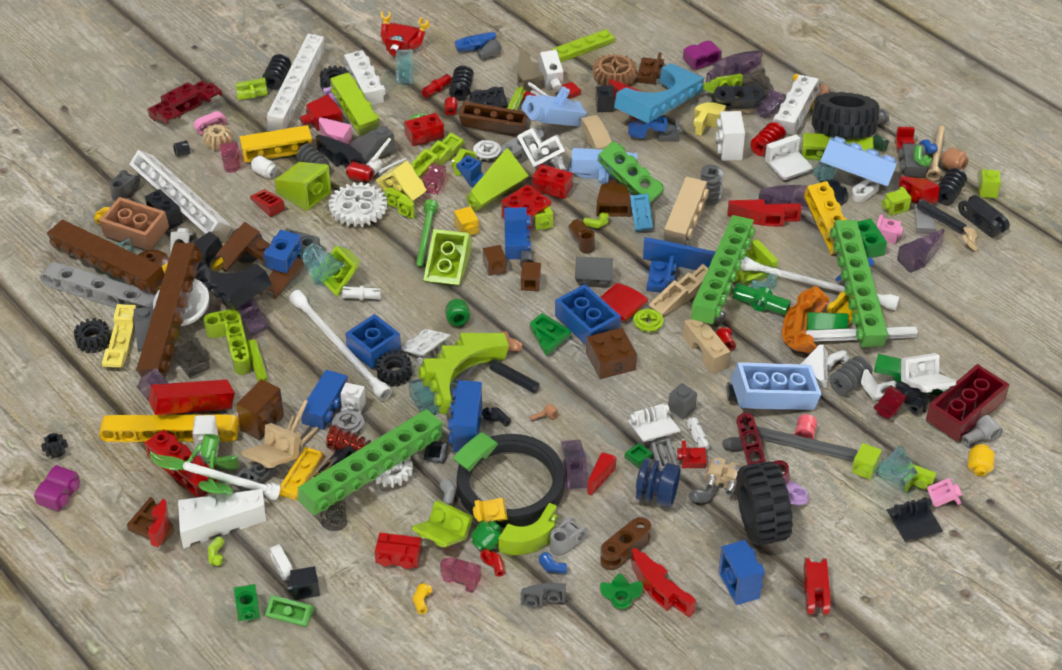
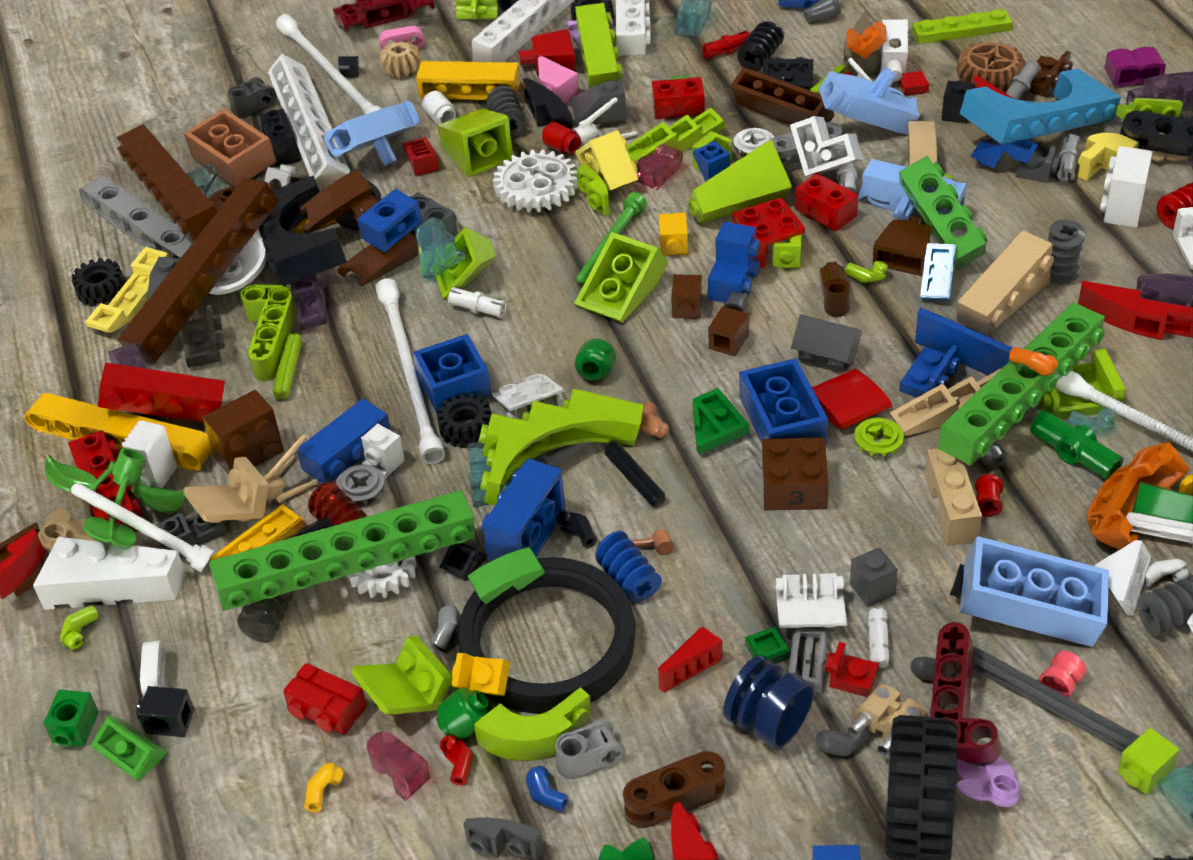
camera: 25 degrees right, 0 degrees up
(172, 496) = (61, 525): none -> tan plate
(220, 180) = (289, 28): none -> white hose
(230, 156) = (403, 85): clear pink piece -> none
(233, 192) = (373, 130): none -> light blue piece
(450, 106) = (730, 72): red hose -> none
(536, 68) = (869, 41): none -> orange bracket
(537, 428) = (627, 566): none -> blue piece
(574, 464) = (654, 633): clear purple slope -> none
(639, 77) = (1021, 83): none -> light grey pin
(687, 123) = (1068, 158): none -> light grey pin
(730, 255) = (1036, 361): none -> orange arm

